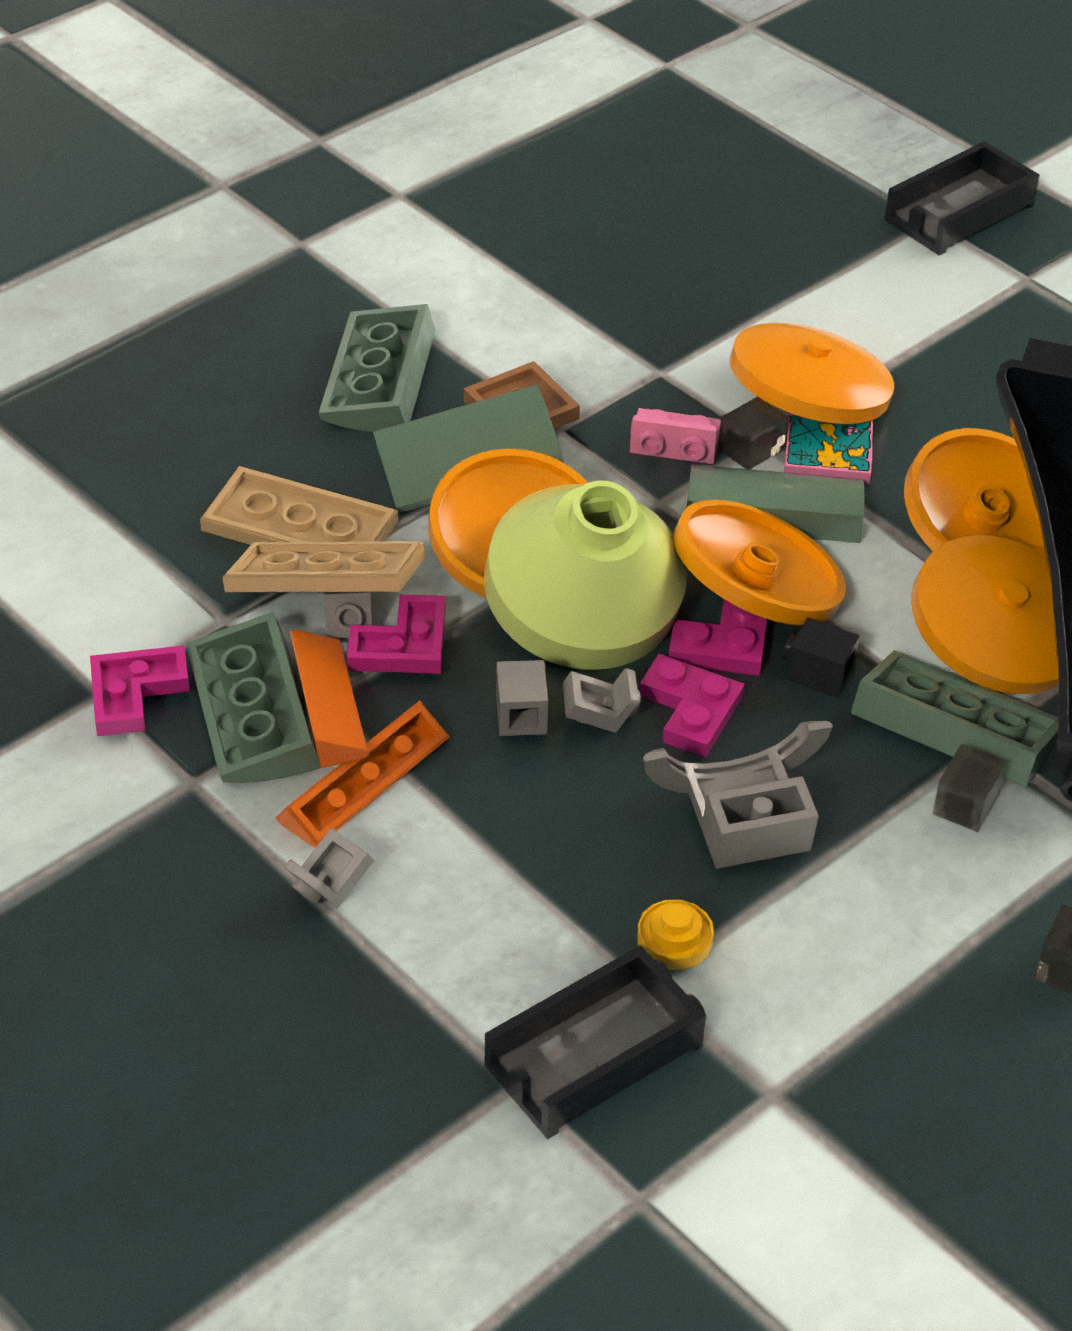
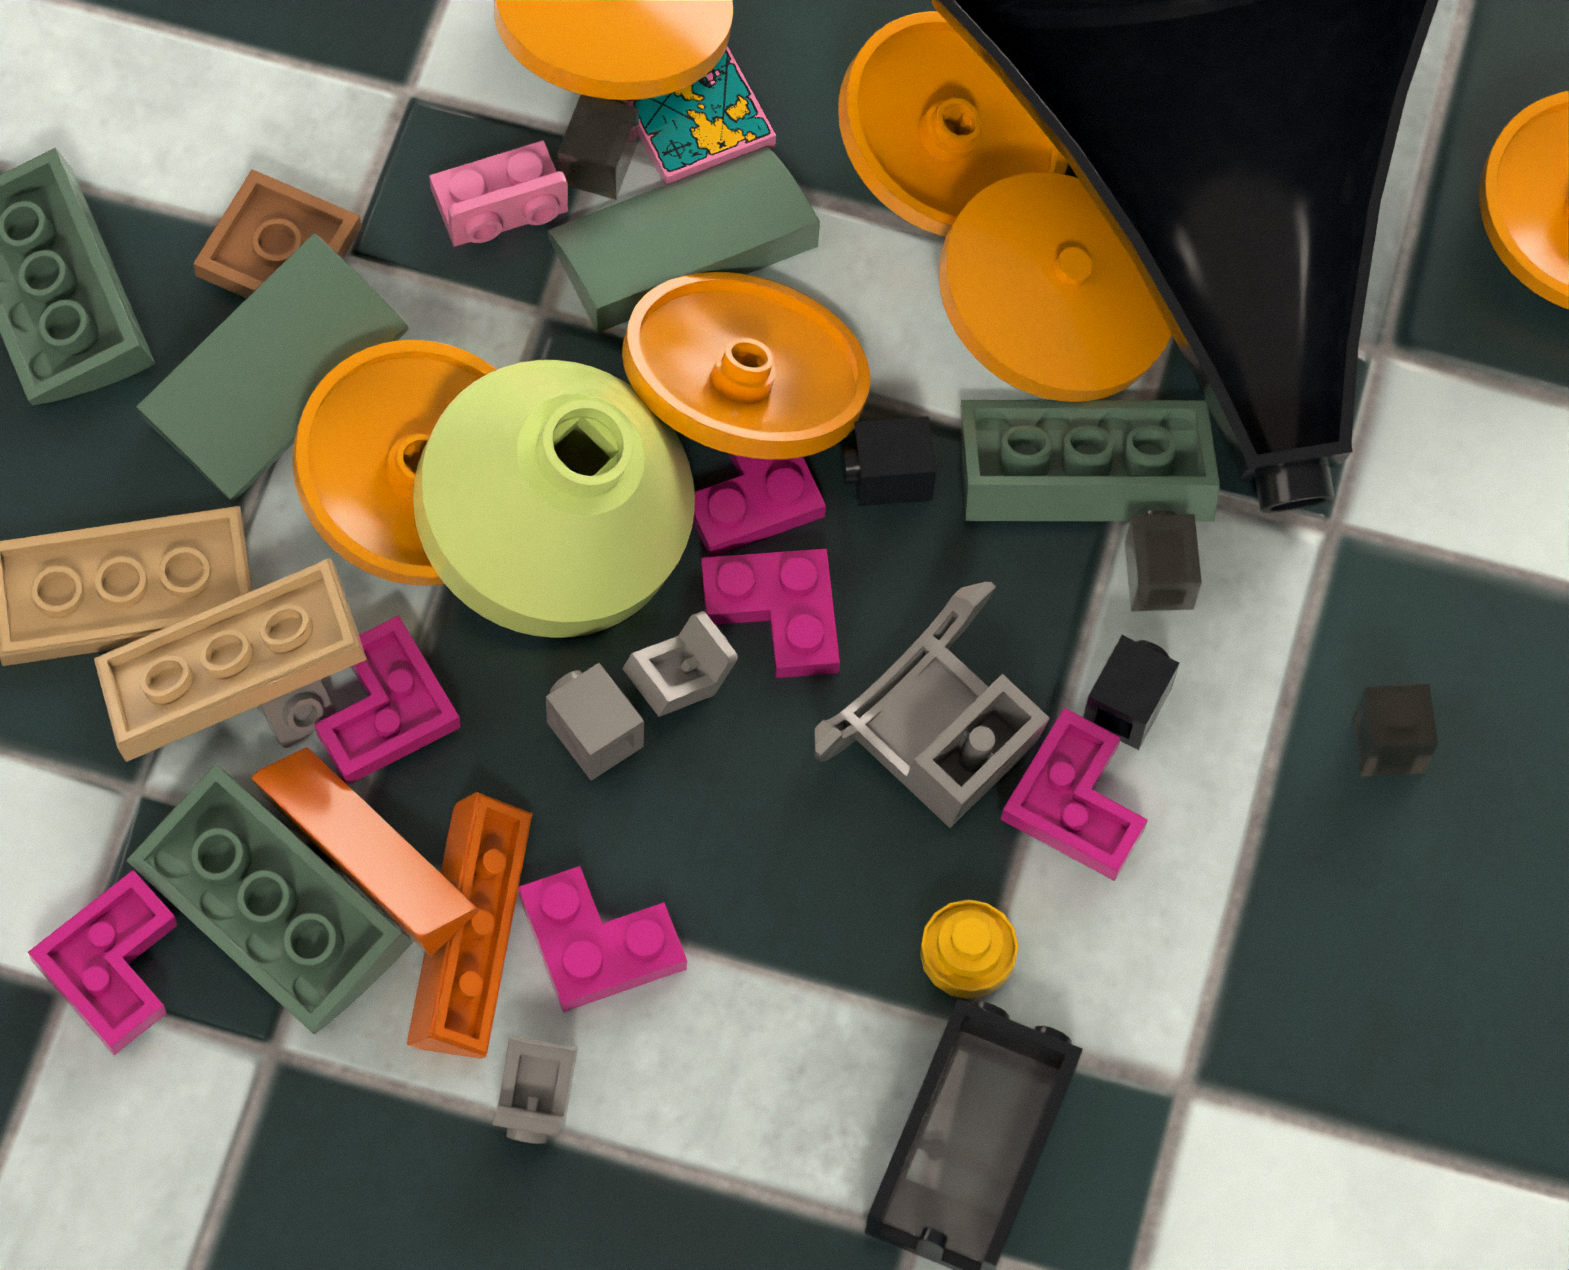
camera: 35 degrees left, 20 degrees up
(427, 825) = (592, 957): none -> dark pink plate
(804, 885) = (1059, 799): none -> dark pink plate
(894, 846) = (1131, 690): none -> black brick

